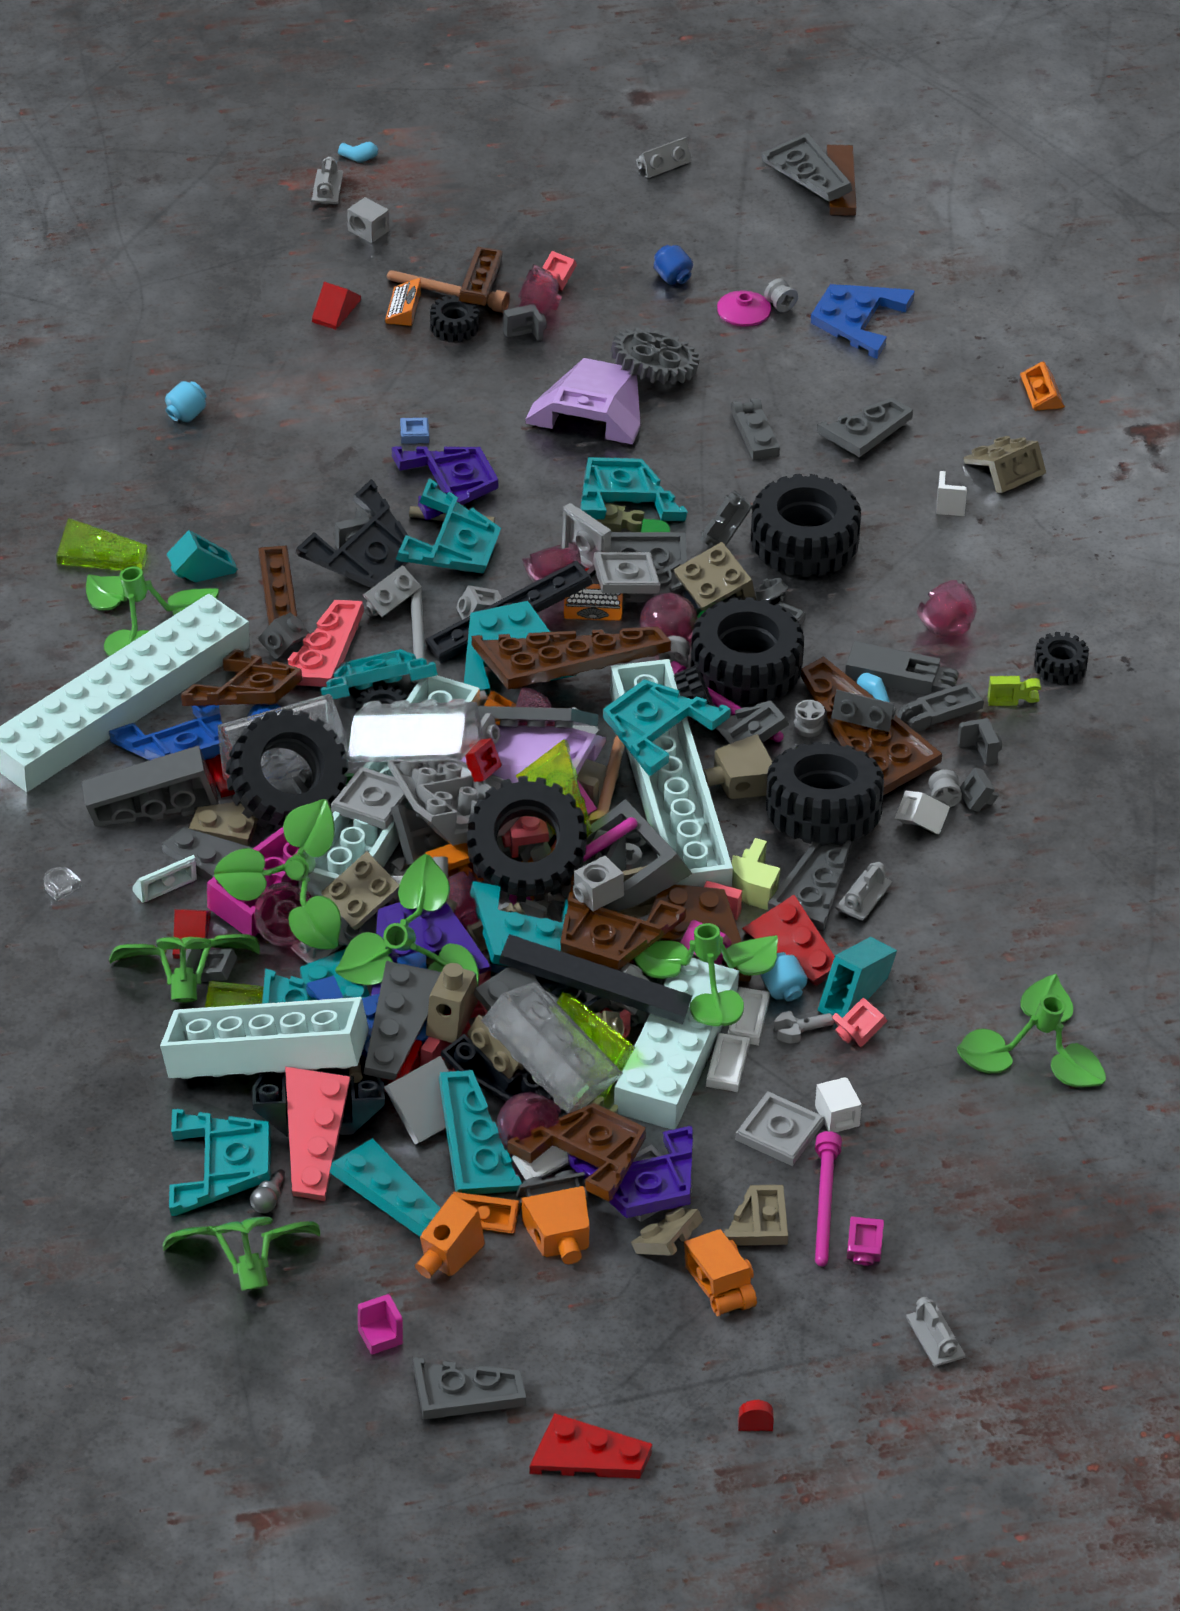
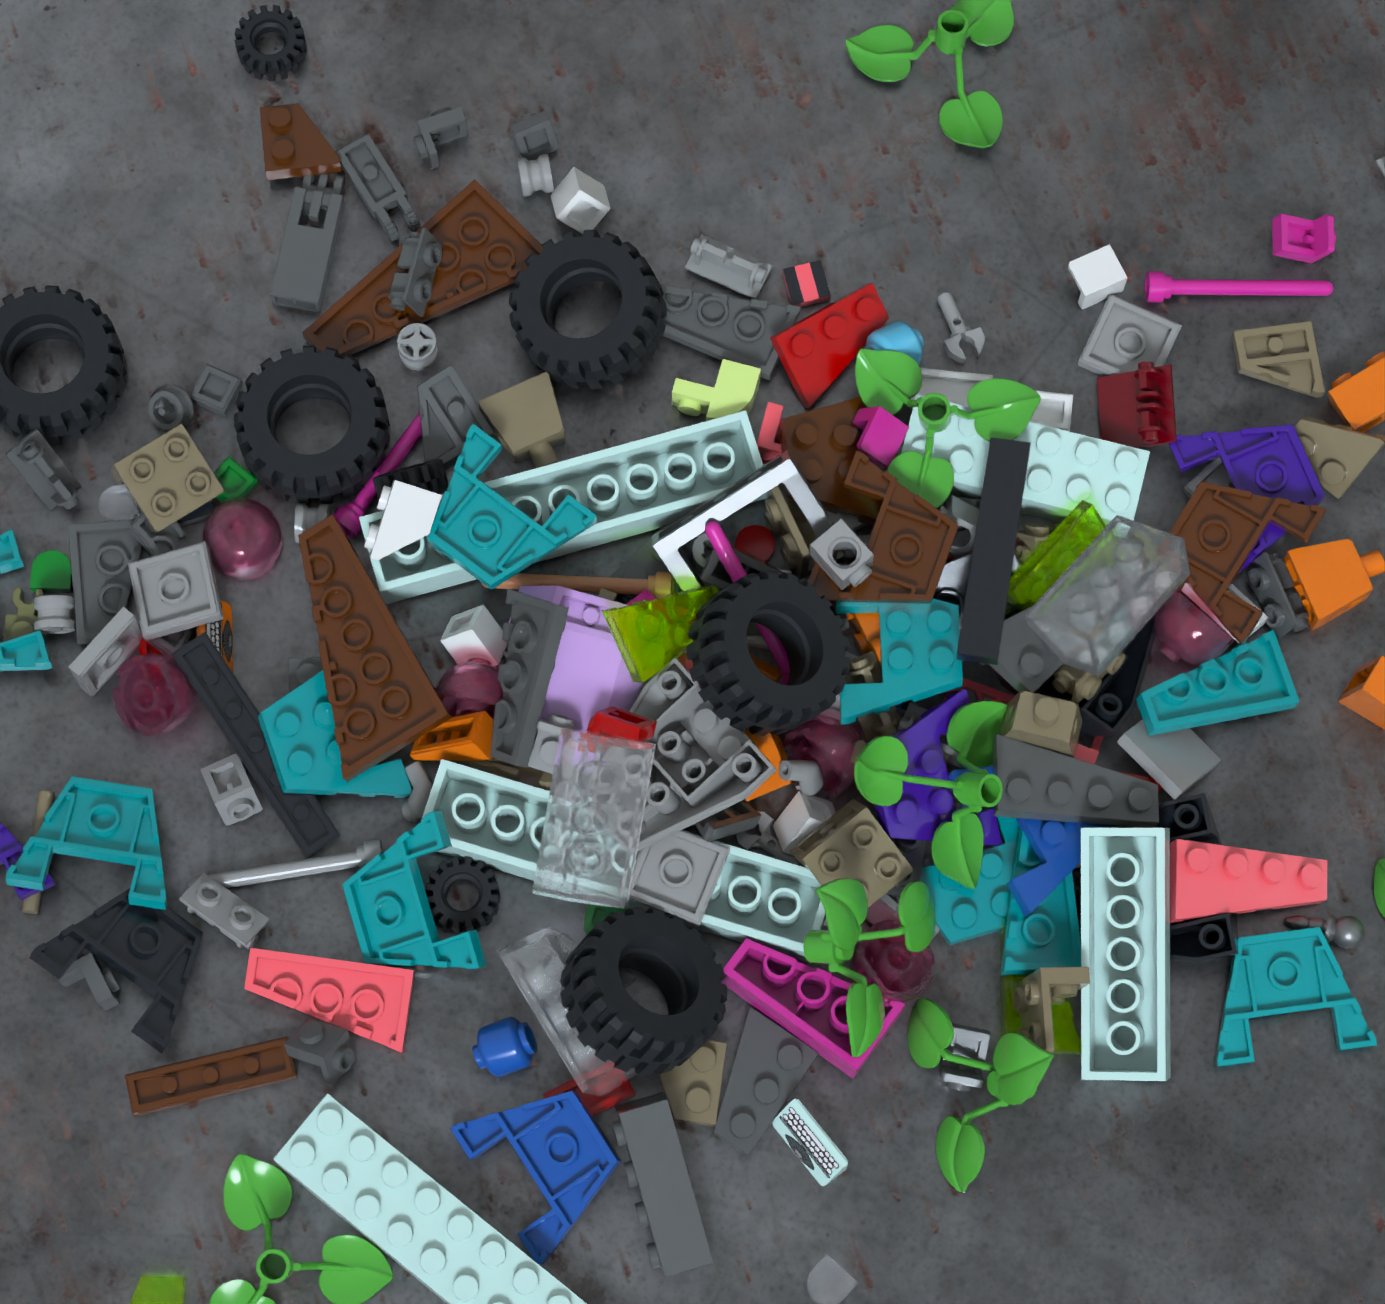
camera: 95 degrees left, 30 degrees up
(190, 924) = (898, 1092): red slope -> none
(200, 559) = (172, 1190): teal slope -> none
(226, 978) = (1036, 995): none -> dark tan bracket
(253, 684) = (452, 1061): reddish brown wing -> none
(386, 1185) = (1304, 785): teal wing -> none
(494, 1212) = (1315, 670): orange slope -> none
(618, 519) = (54, 614): none -> light grey wheel
(660, 663) = (405, 518): none -> white slope
(734, 1115) = (1138, 406): none -> dark red hinge
(844, 936) = (806, 284): none -> tile
(856, 975) = (889, 261): teal slope -> none
(859, 1023) = (957, 260): coral bracket -> none
(873, 685) = (350, 268): medium azure arm -> none
(949, 609) = (208, 175): clear pink cylinder -> none
(977, 663) = (294, 144): none -> reddish brown wing
(1009, 689) = (340, 107): lime plate -> none

